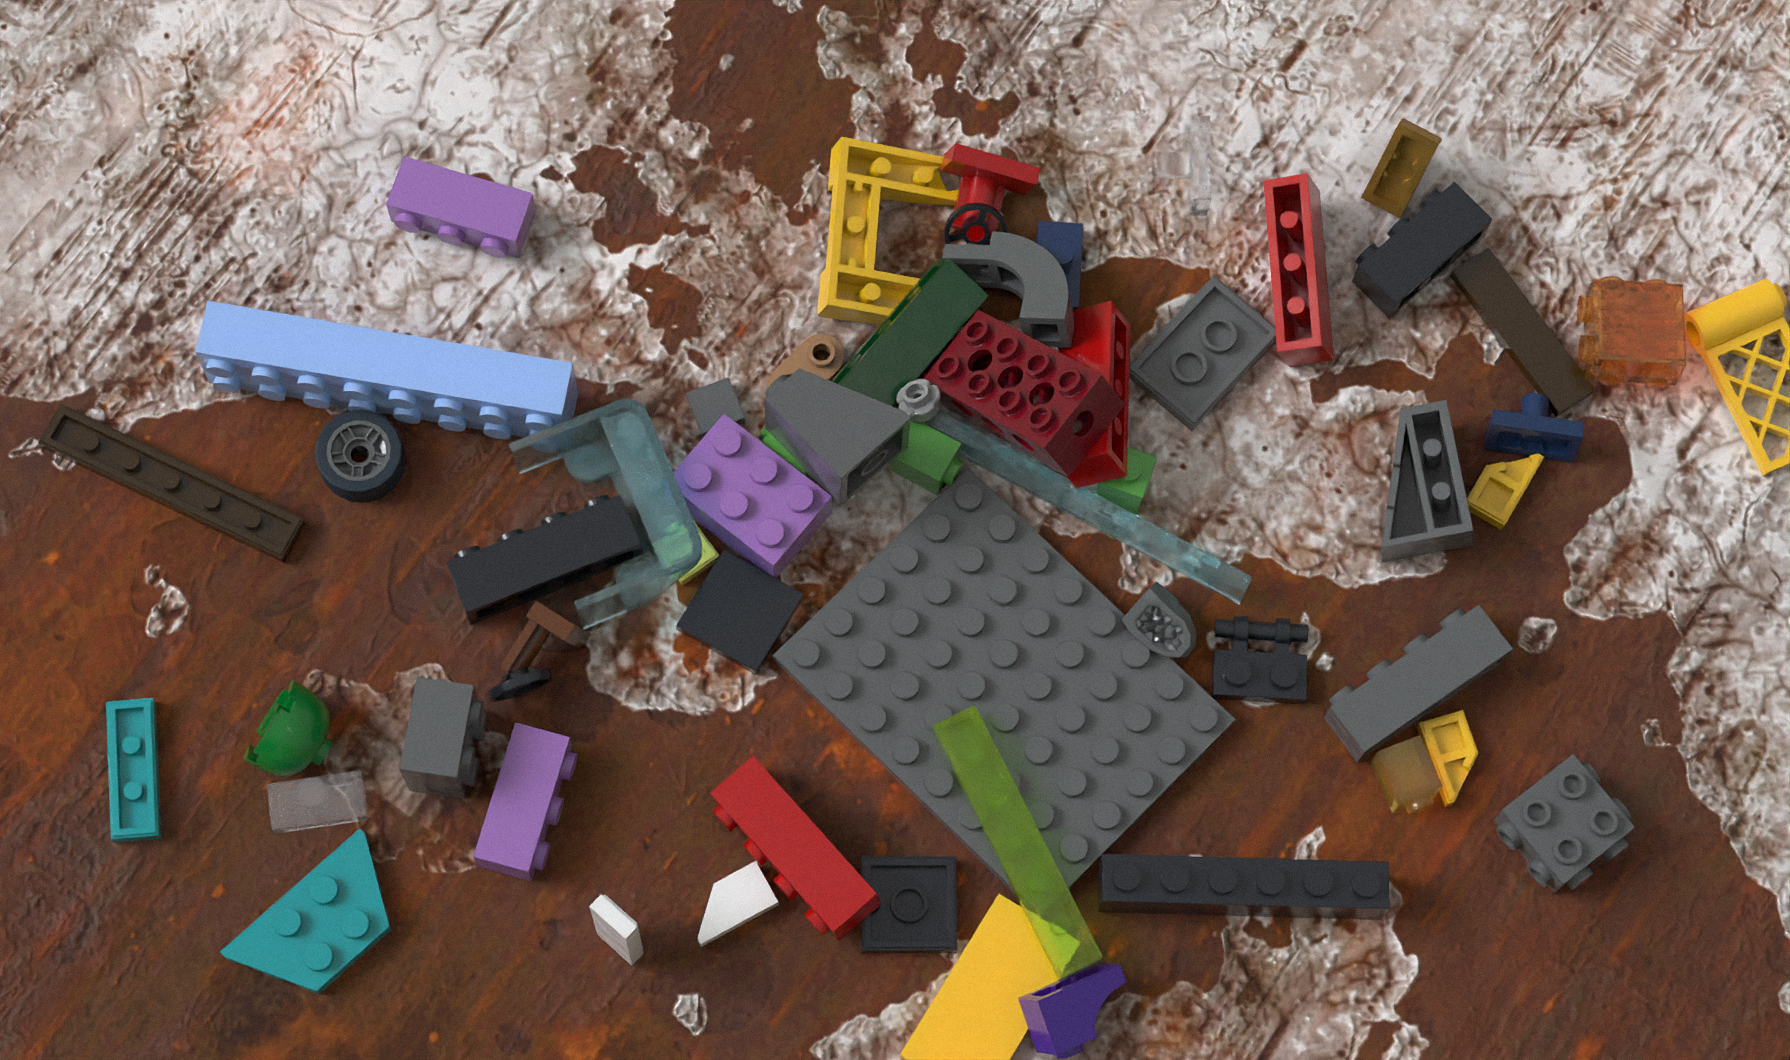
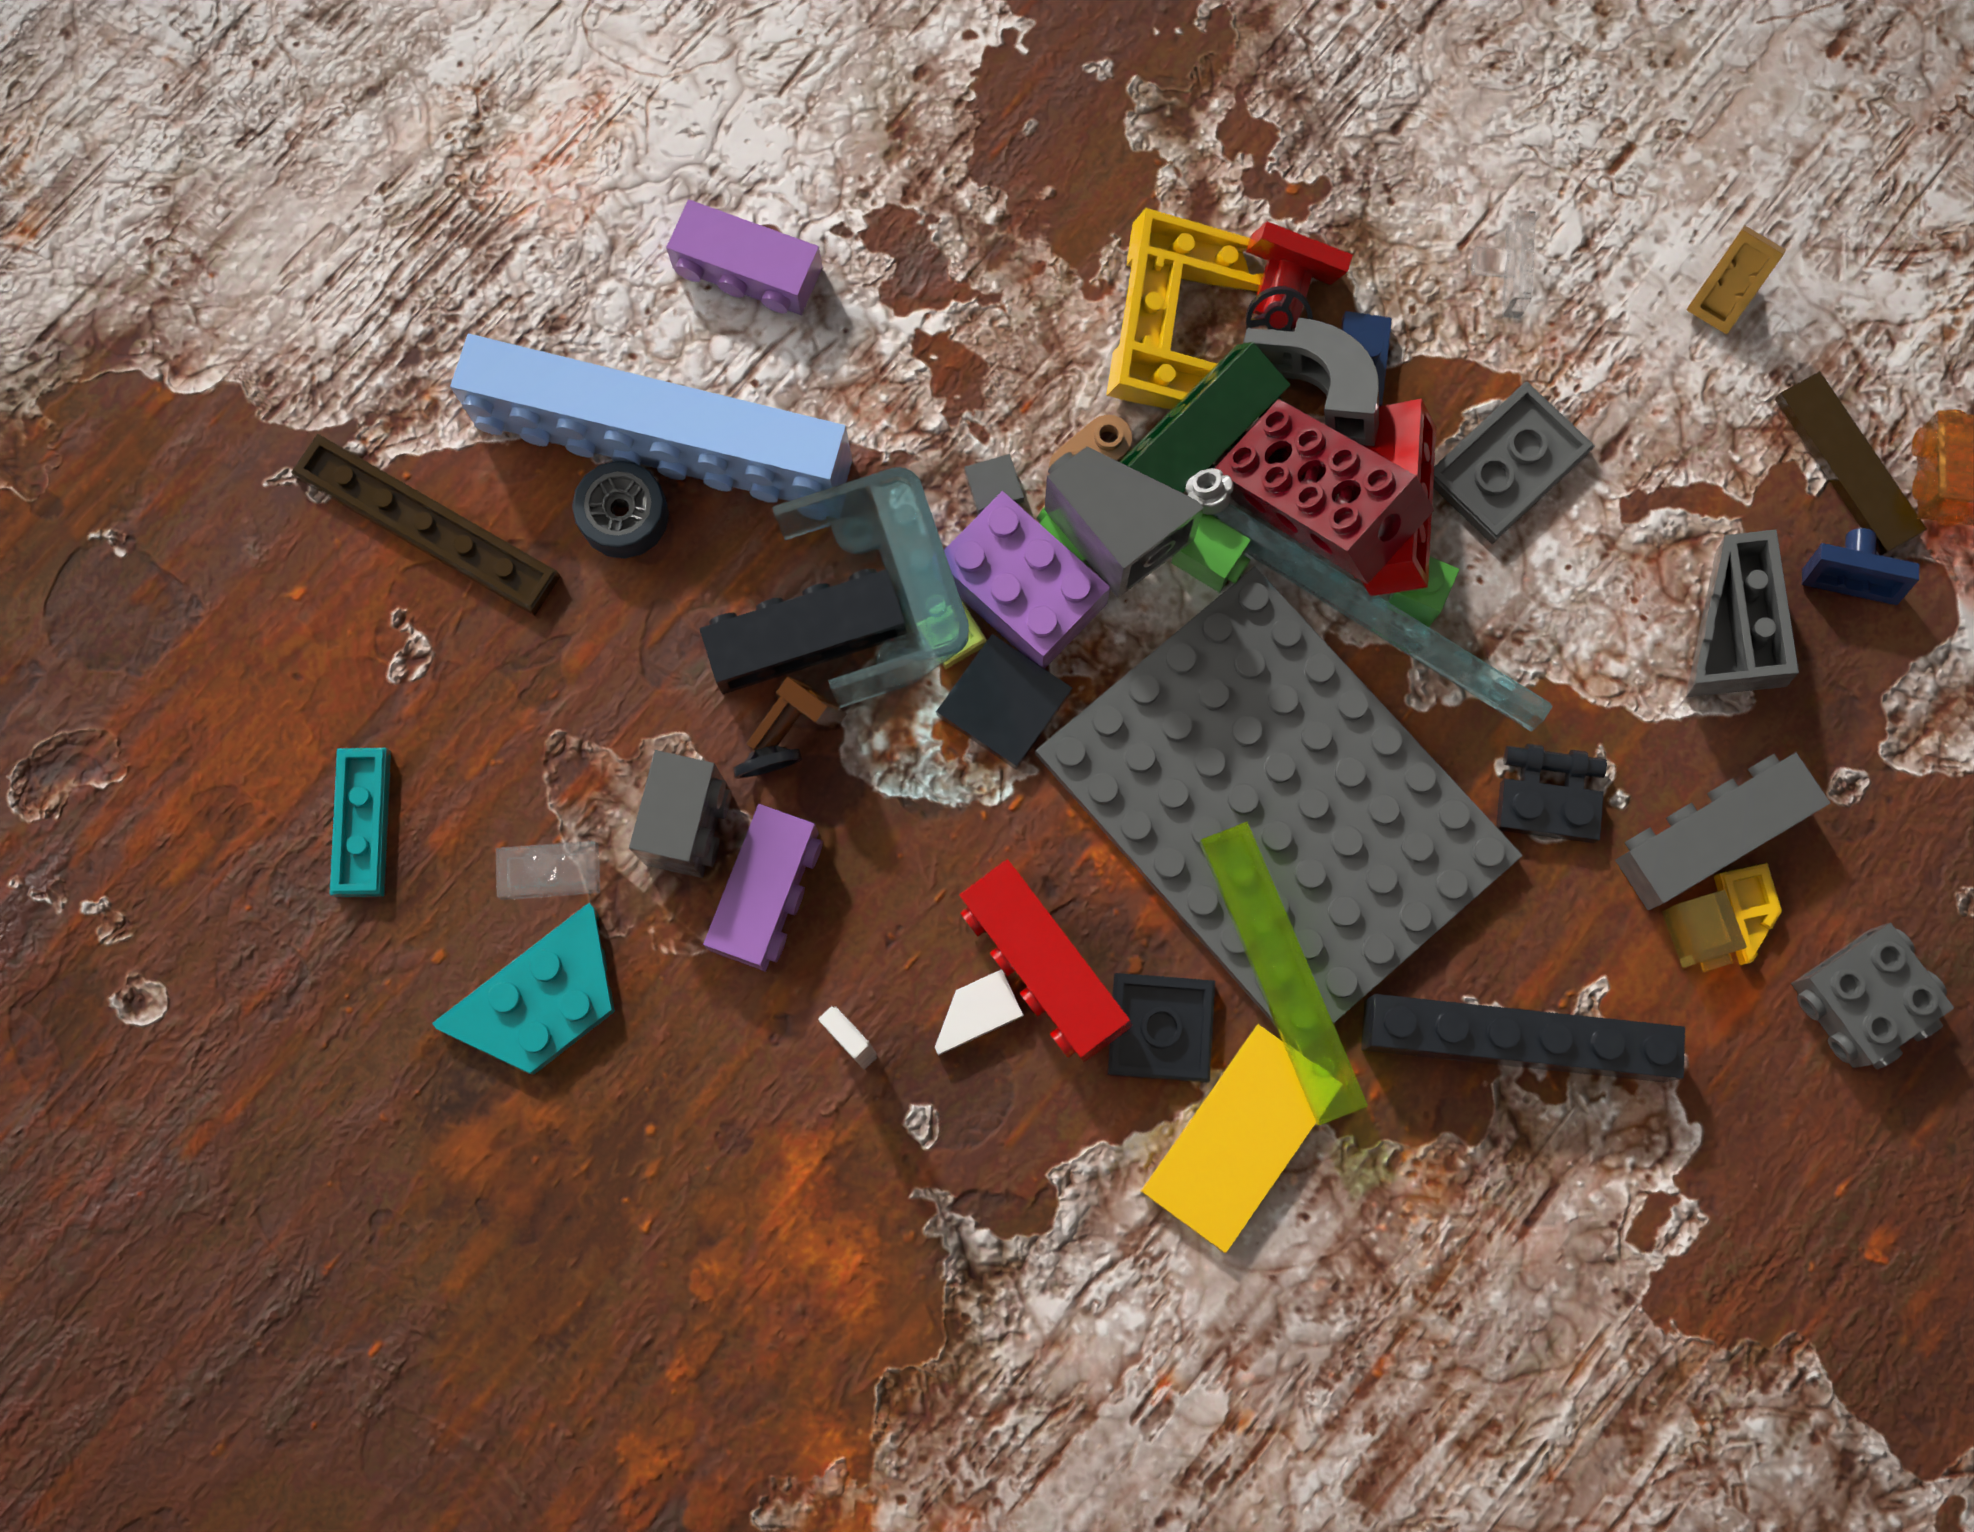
camera: 10 degrees right, 5 degrees up
(292, 733) = (525, 798): green cylinder -> none
(1066, 1011) = (1323, 1160): dark purple arch -> none
(1162, 623) = (1451, 746): dark grey rock -> none
(1298, 270) = (1619, 380): red brick -> none
(1420, 248) = (1748, 366): black brick -> none
(1501, 489) = (1820, 627): yellow tile -> none

